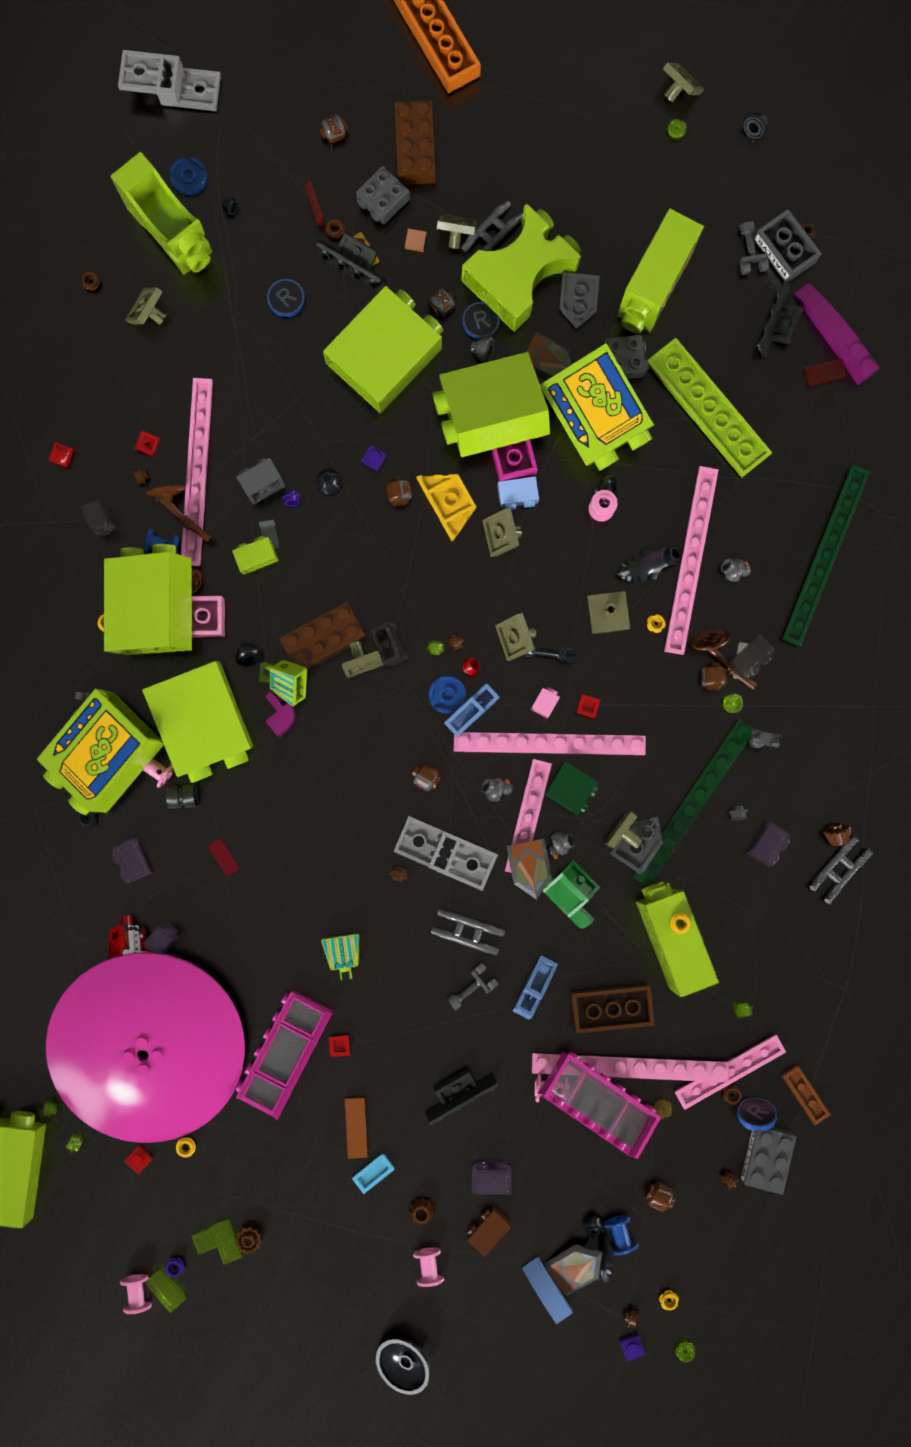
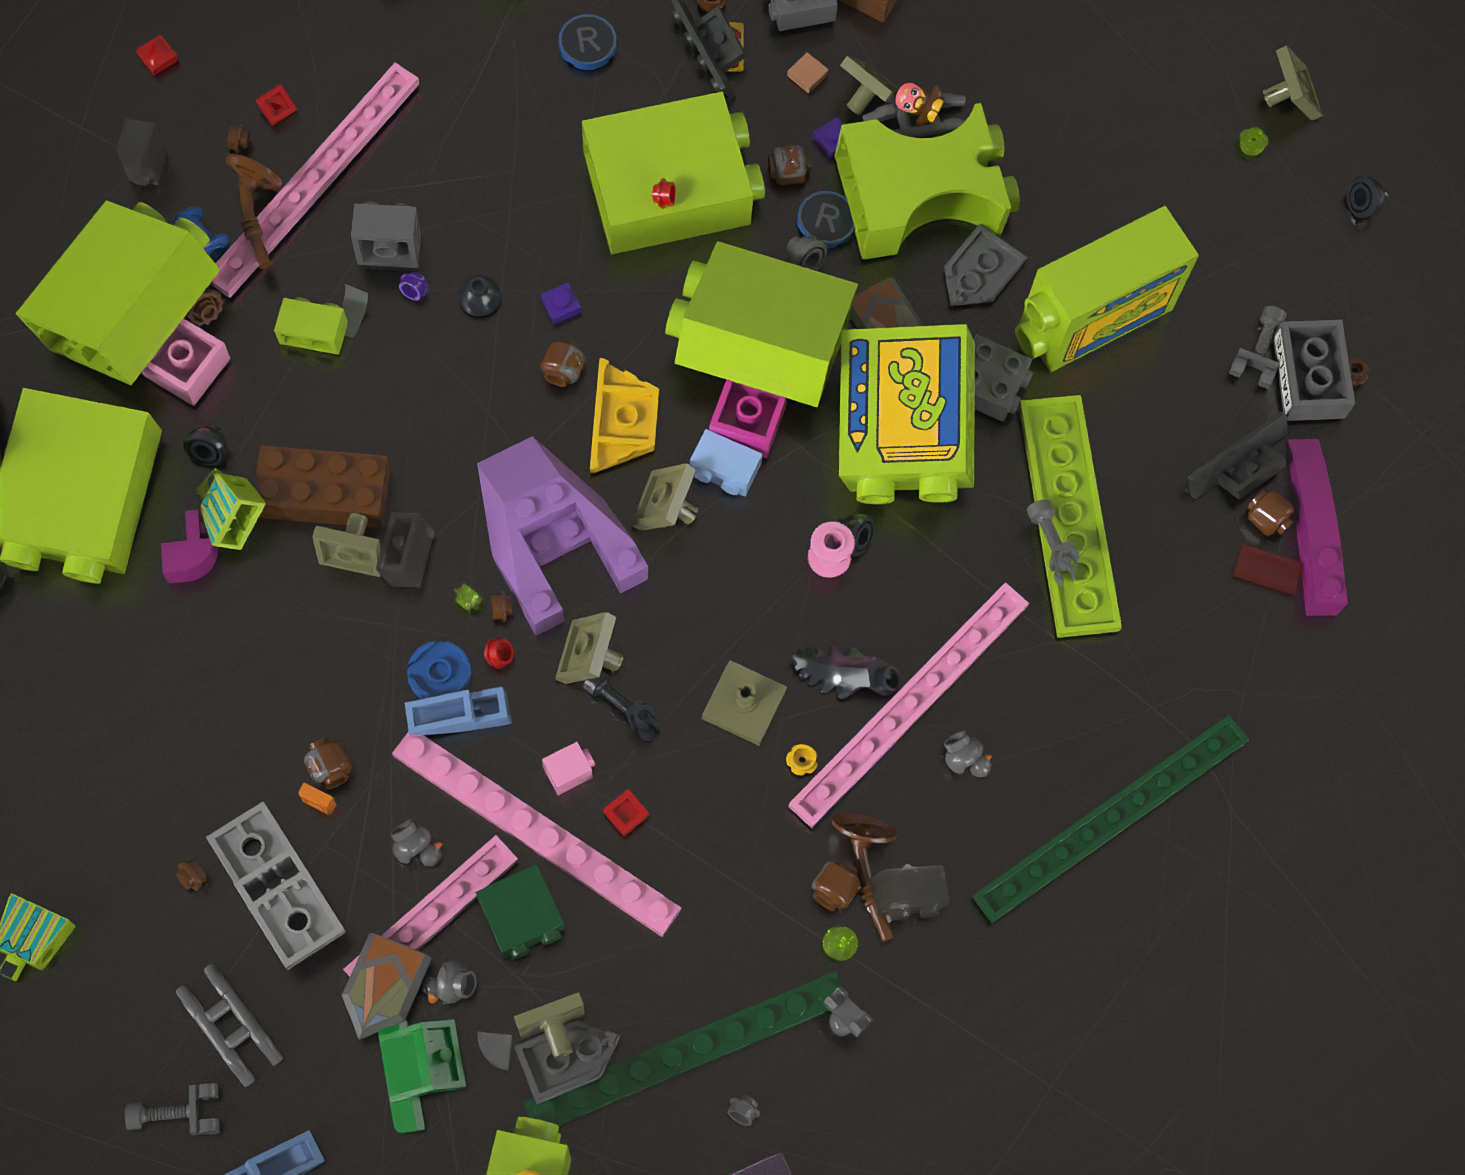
camera: 30 degrees right, 15 degrees down
(396, 366) = (664, 193): none -> red plate
(433, 797) = (317, 799): none -> orange tile
(440, 580) = (542, 512): none -> medium lavender wedge
(453, 270) = (828, 136): none -> dark purple plate
(491, 222) = (918, 101): none -> animal
(601, 860) = (496, 1048): none -> clear tile
(722, 438) = (1041, 513): none -> dark grey bar
(810, 341) = (1271, 512): none -> reddish brown head

